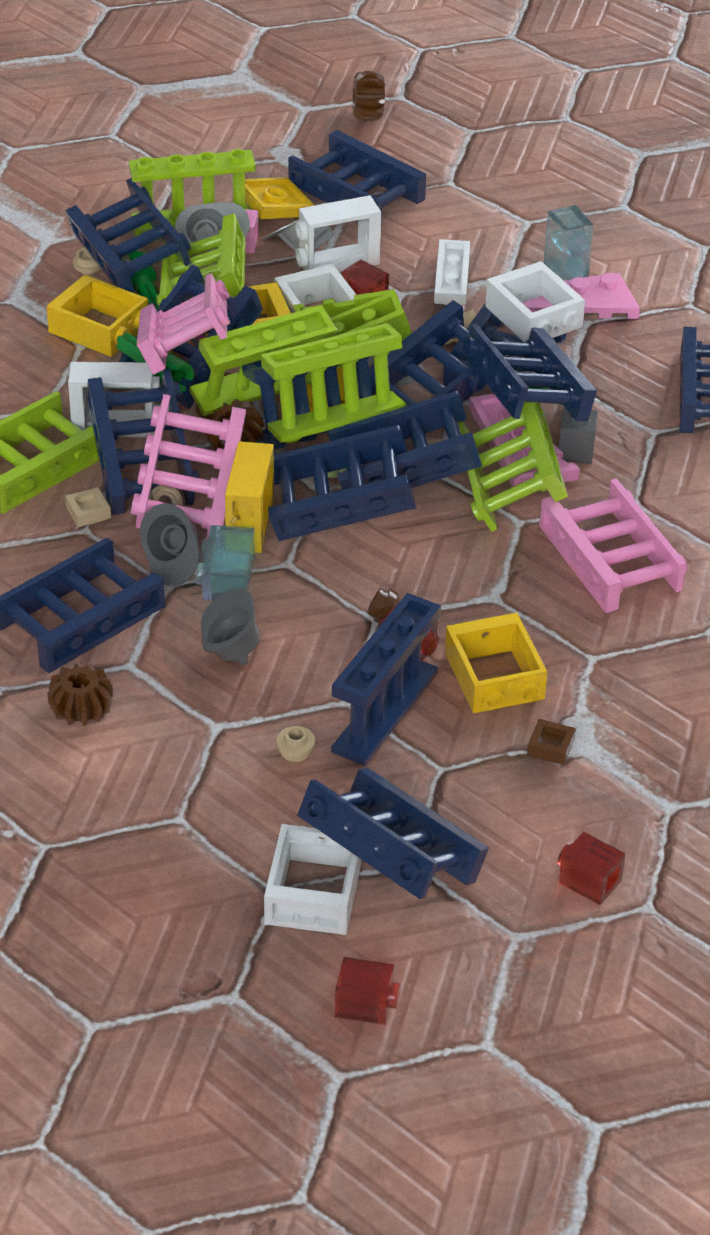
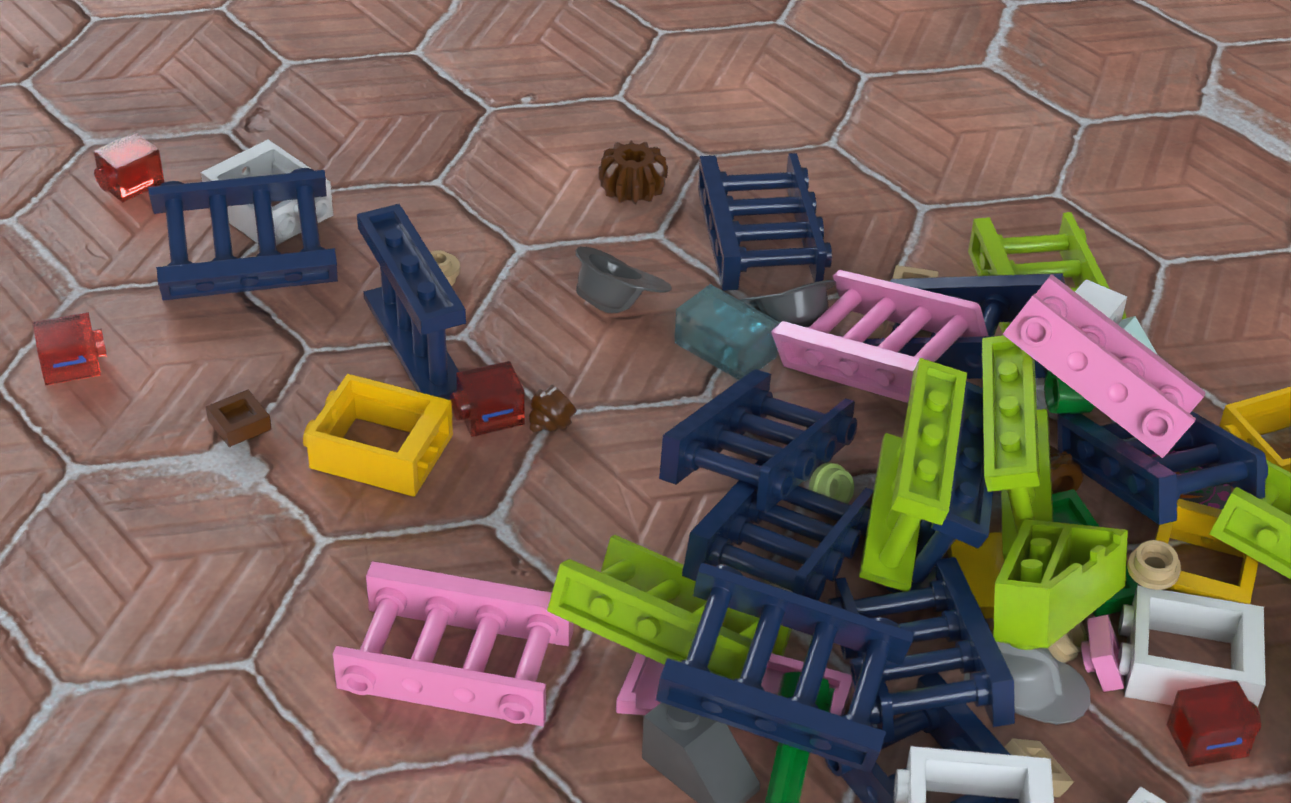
camera: 125 degrees right, 0 degrees up
(251, 489) = (786, 330): yellow window -> none
(286, 303) = (1154, 565): none -> tan plate

